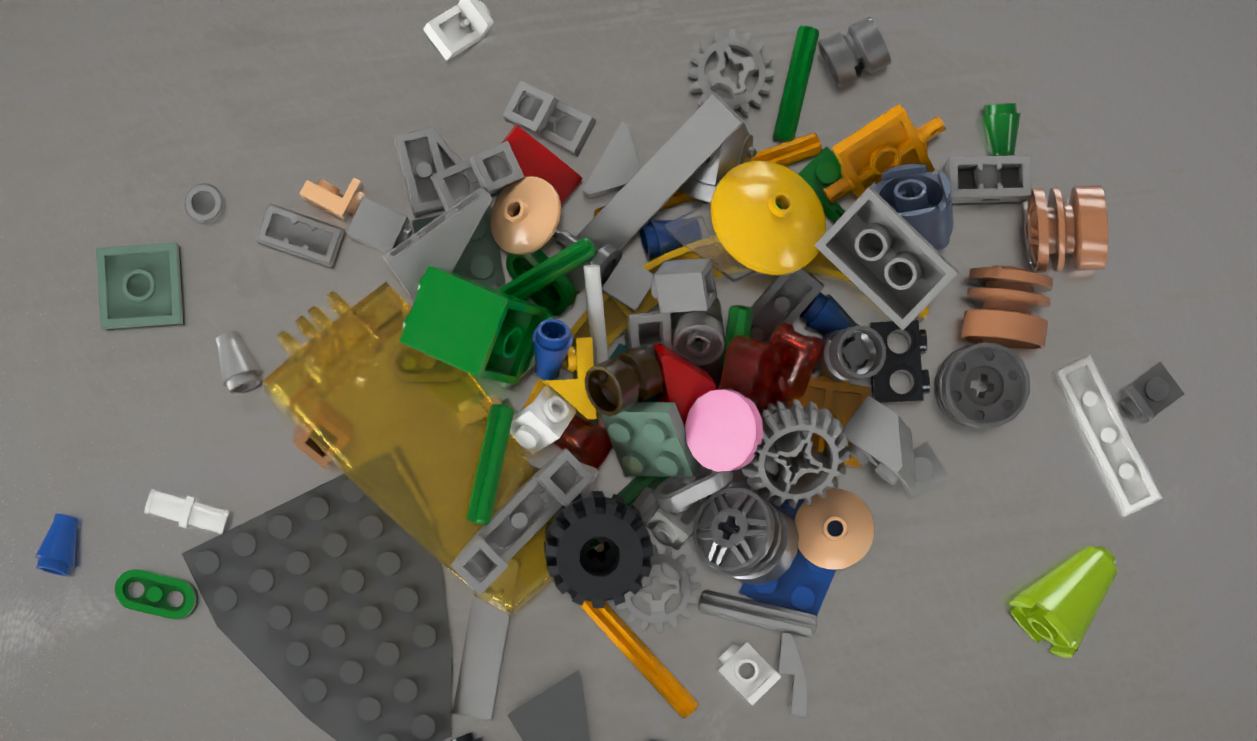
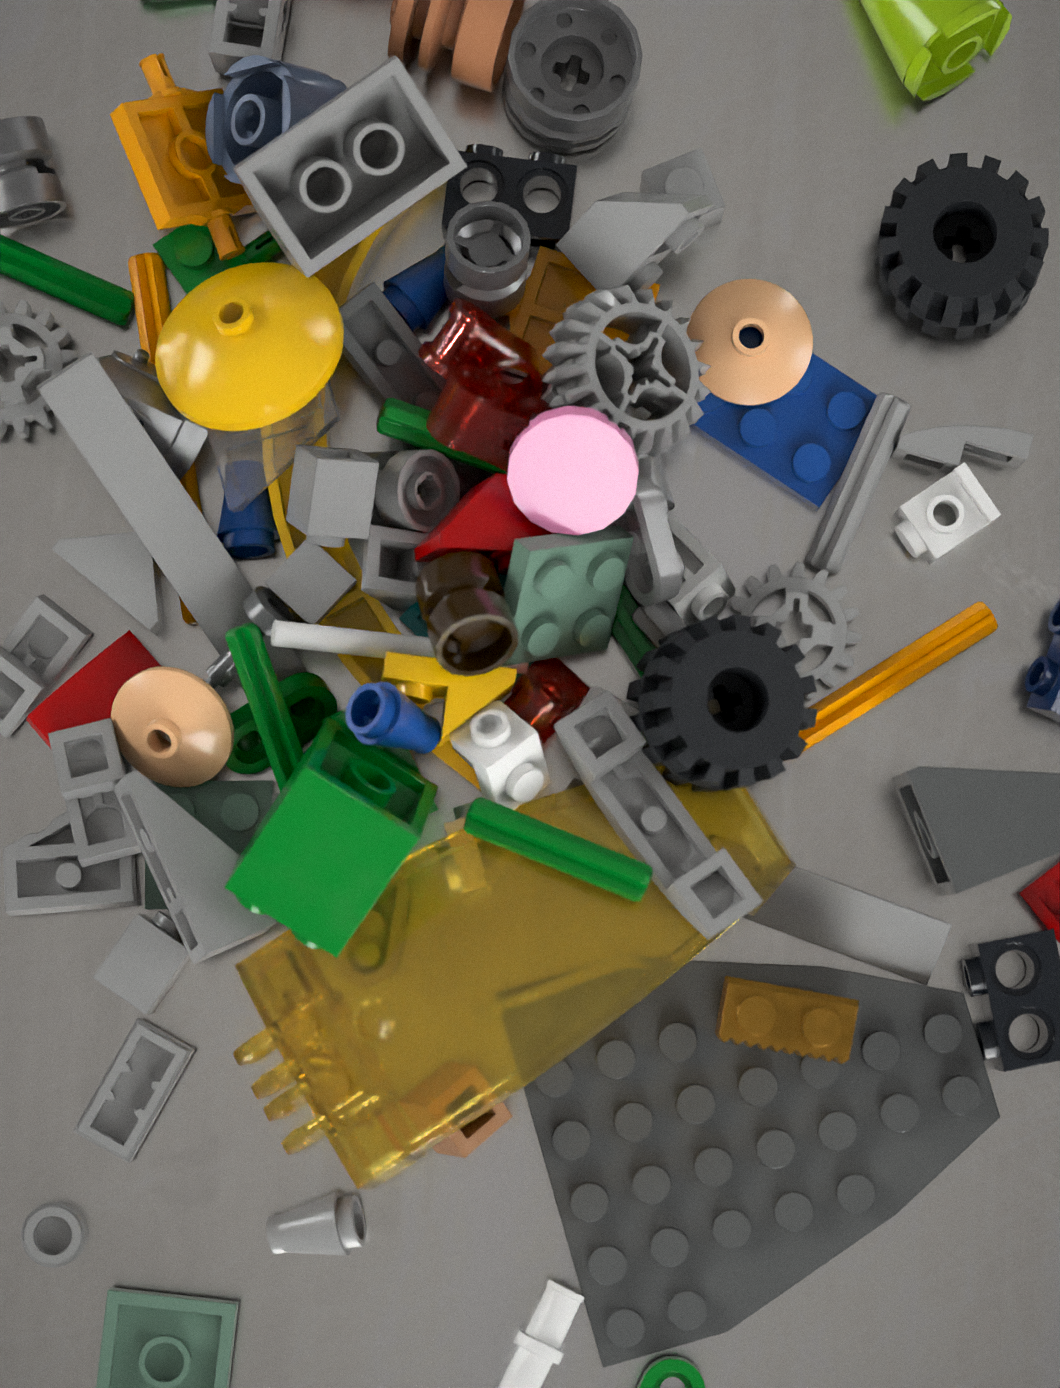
camera: 80 degrees left, 0 degrees up
(326, 197) = (83, 1038): light nougat bracket -> none
(413, 625) = (786, 1019): none -> pearl gold brick
(764, 541) = (759, 447): flat silver wheel -> none
(937, 632) = (968, 210): none -> black wheel

